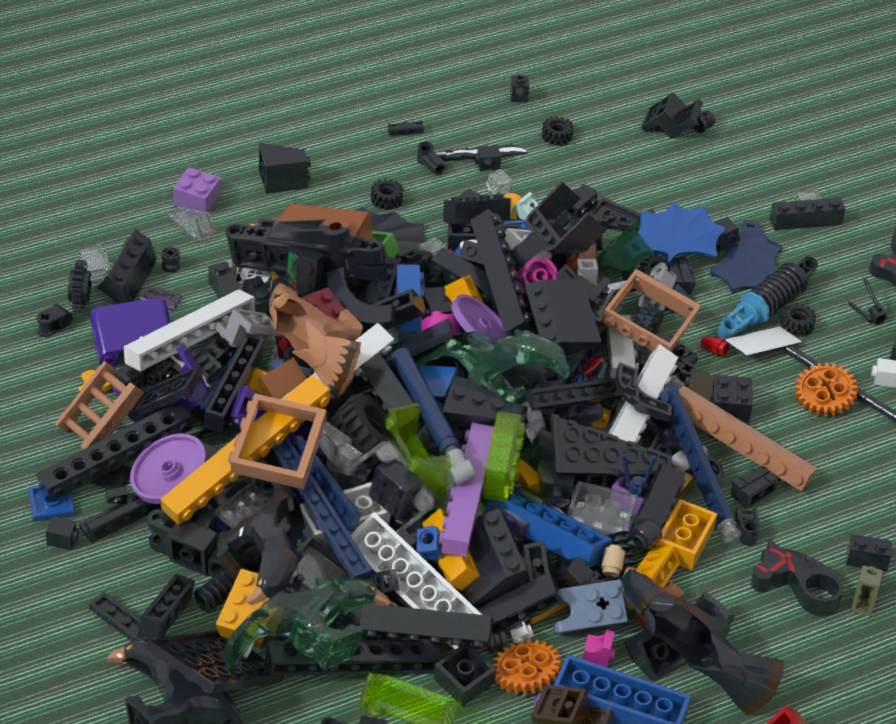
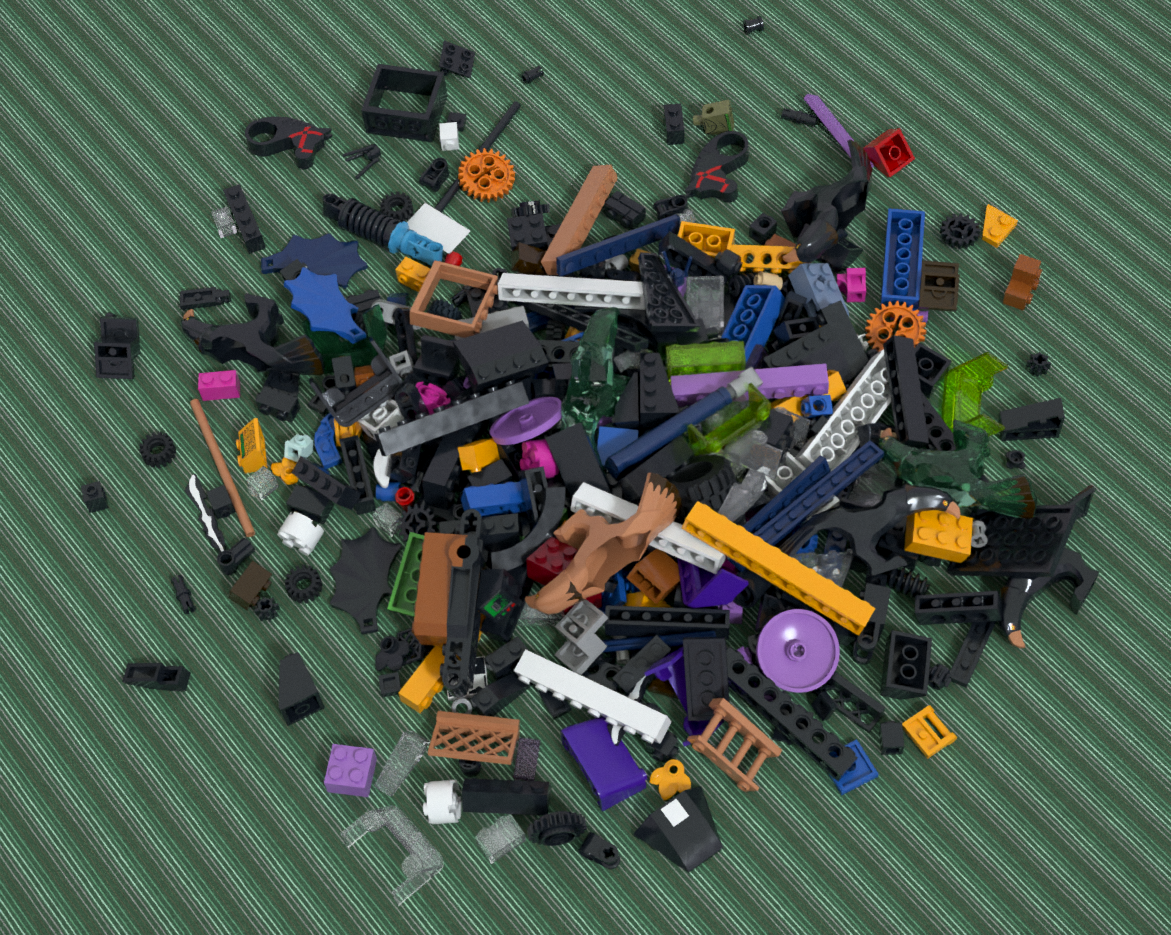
camera: 95 degrees left, 15 degrees up
(46, 377) = (682, 830): none -> black wedge
(54, 559) = (923, 734): none -> light orange plate
(107, 582) = (939, 676): none -> black gear
(117, 210) = (424, 858): none -> clear windscreen
(128, 555) = (906, 666): none -> black slope
(144, 223) = (442, 802): none -> white brick
(198, 272) = (474, 726): none -> nougat fence
(272, 473) = (776, 500): nougat window -> none
(332, 104) = (157, 676): none -> black slope
(370, 169) = (267, 609): none -> black gear
(394, 159) = (250, 585): none -> dark brown brick
(433, 191) = (300, 532): none -> white brick
(528, 166) = (222, 468): none -> nougat piece
(536, 181) = (251, 447): none -> light orange slope
(613, 172) = (219, 385): none -> dark pink brick
(627, 386) = (579, 288): black plate -> none
(651, 187) = (254, 341): none -> black animal
(696, 587) = (762, 228): none -> black brick
(709, 315) = (411, 273): none -> light orange brick
(719, 178) = (203, 298): none -> black hinge
(765, 406) = (530, 208): none -> black gear
(835, 353) = (435, 174): none -> black piece
(835, 698) = (829, 121): none -> medium lavender tile
(862, 672) = (799, 117): none -> black pin

